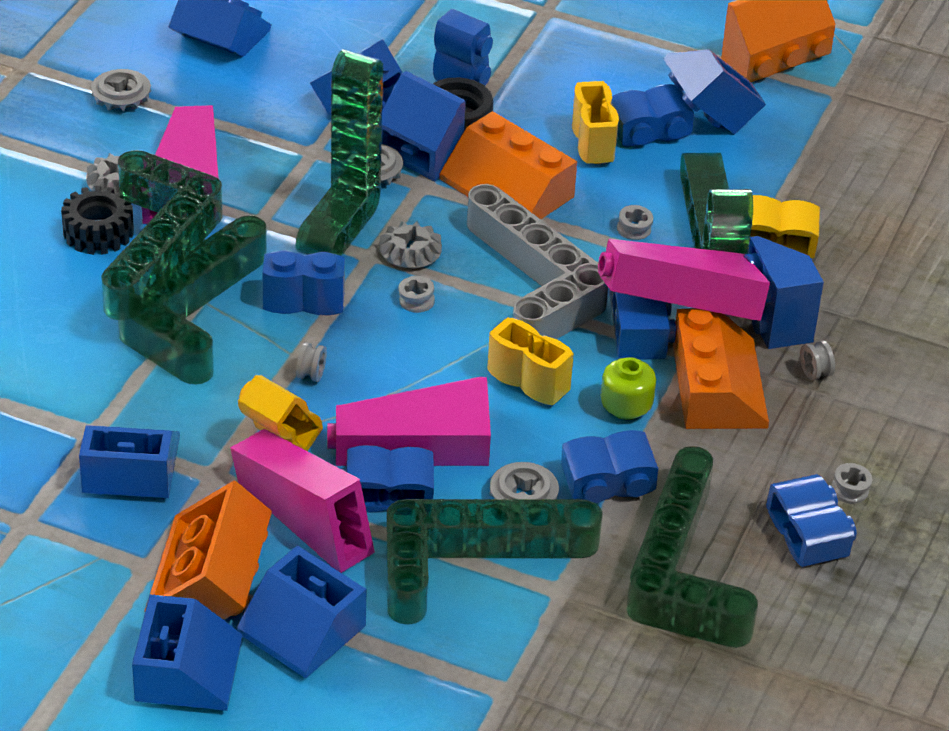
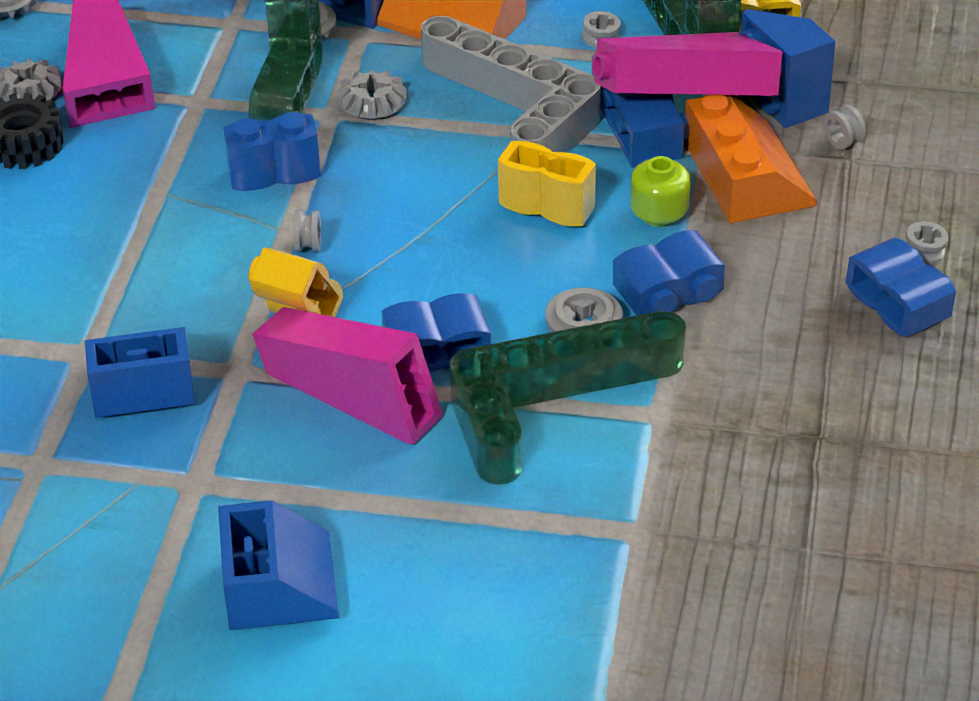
camera: 10 degrees left, 0 degrees up
(161, 327) = (119, 211): clear green beam -> none
(187, 213) = (124, 101): clear green beam -> none
(215, 550) = (267, 447): orange slope -> none
(304, 611) = (392, 491): blue slope -> none
(416, 303) = (395, 142): light grey bush -> none
(440, 418) = (472, 258): dark pink slope -> none
(677, 600) = (783, 395): clear green beam -> none

